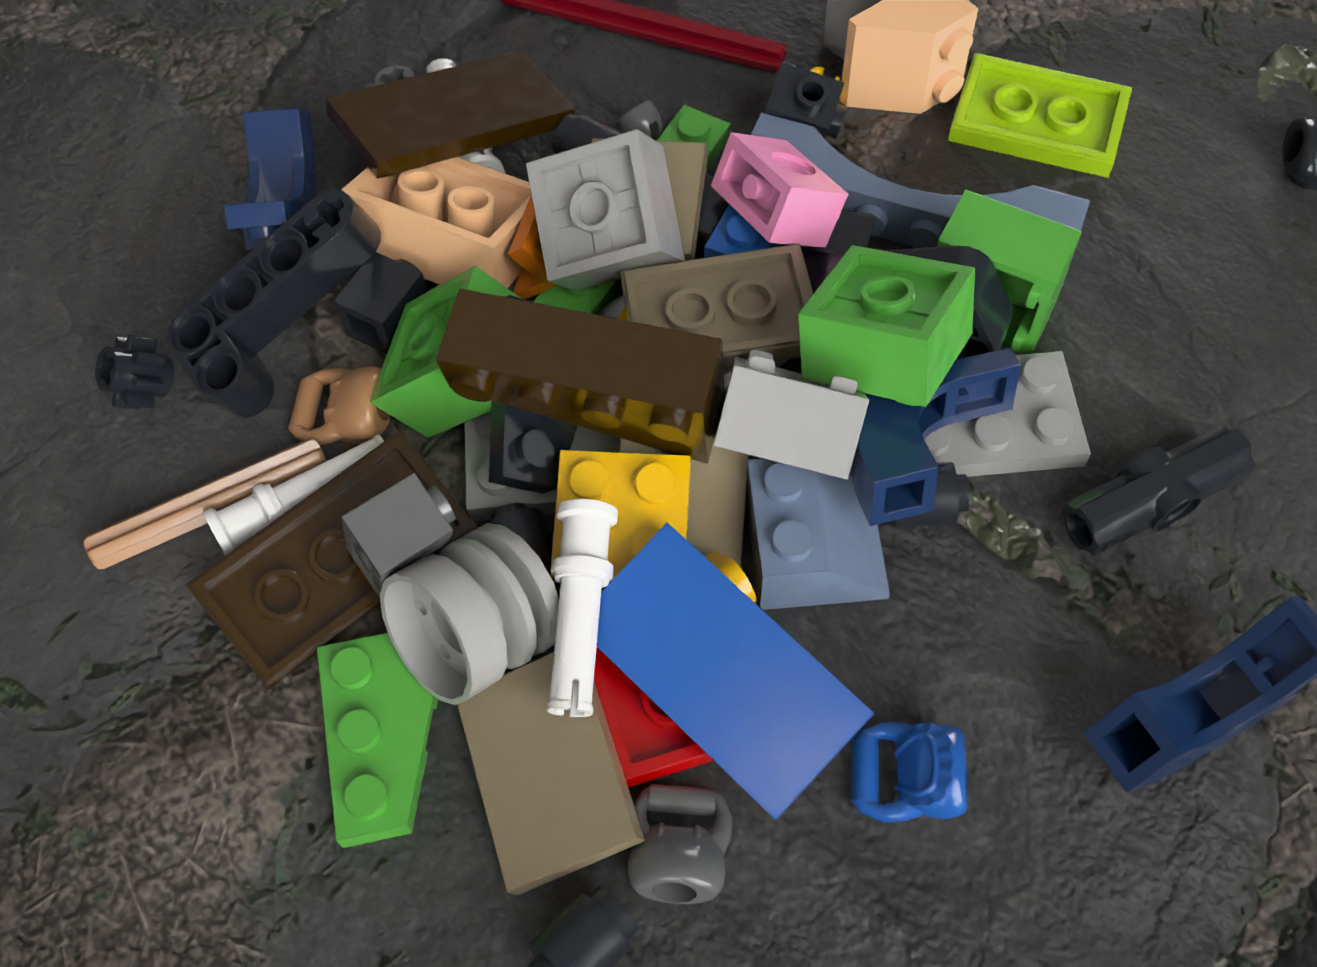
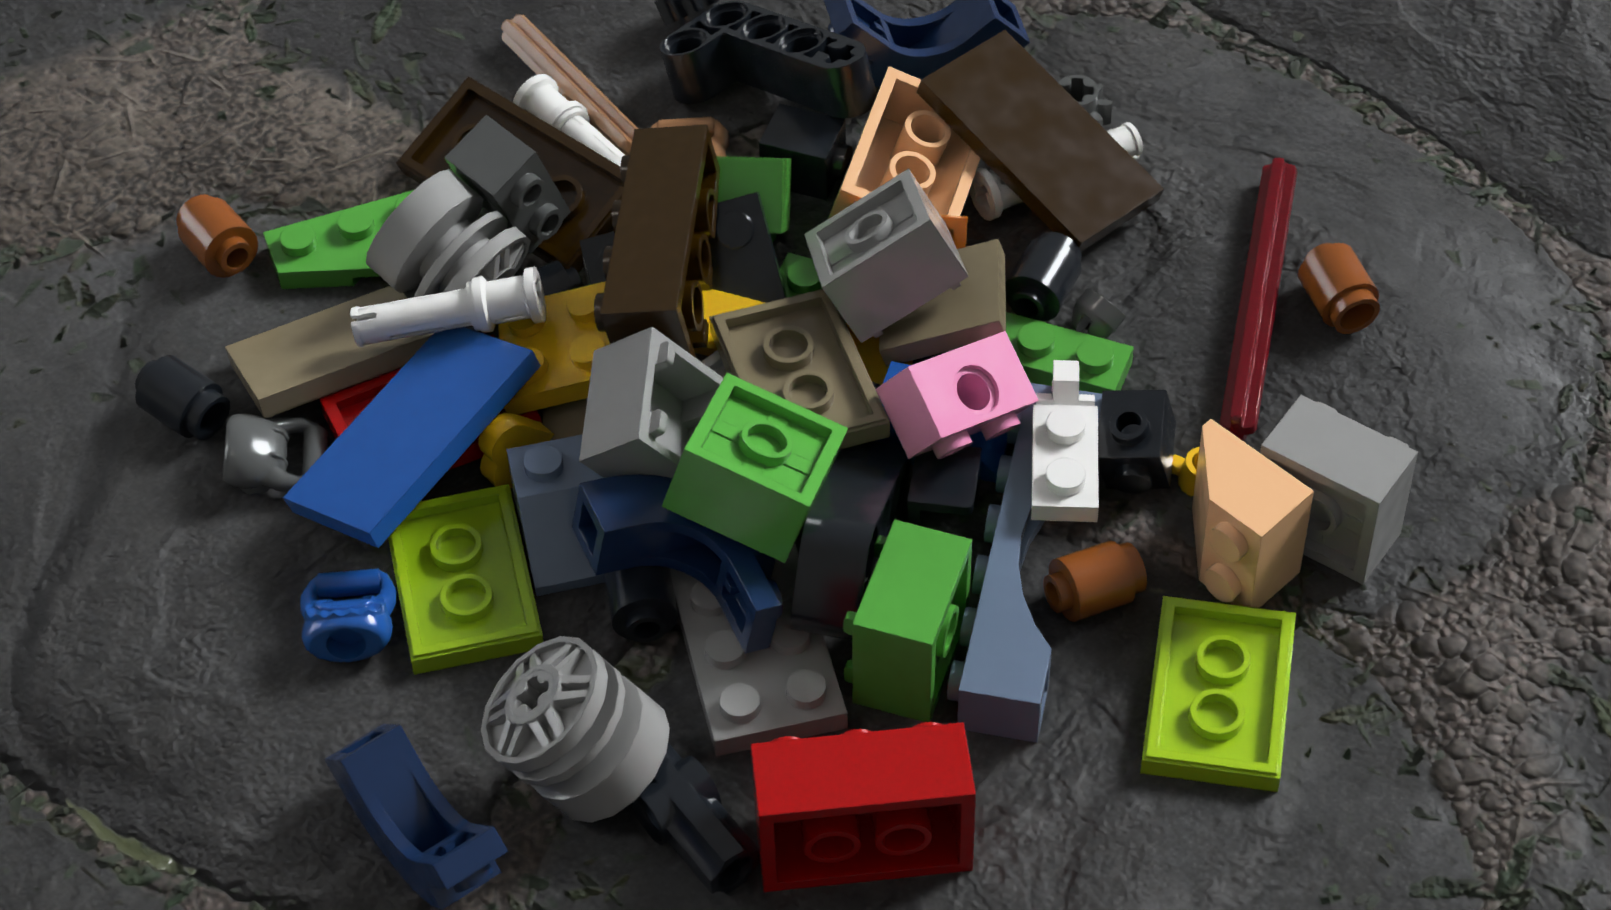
camera: 80 degrees right, 10 degrees down
(327, 896) = (216, 235): none -> dark orange brick
(833, 138) = (1065, 450): none -> white hinge
(892, 650) = (464, 580): none -> lime tile
(934, 160) = (1094, 580): none -> dark orange brick
(1104, 510) = (575, 729): none -> light grey wheel
(1198, 330) = (864, 806): none -> red brick

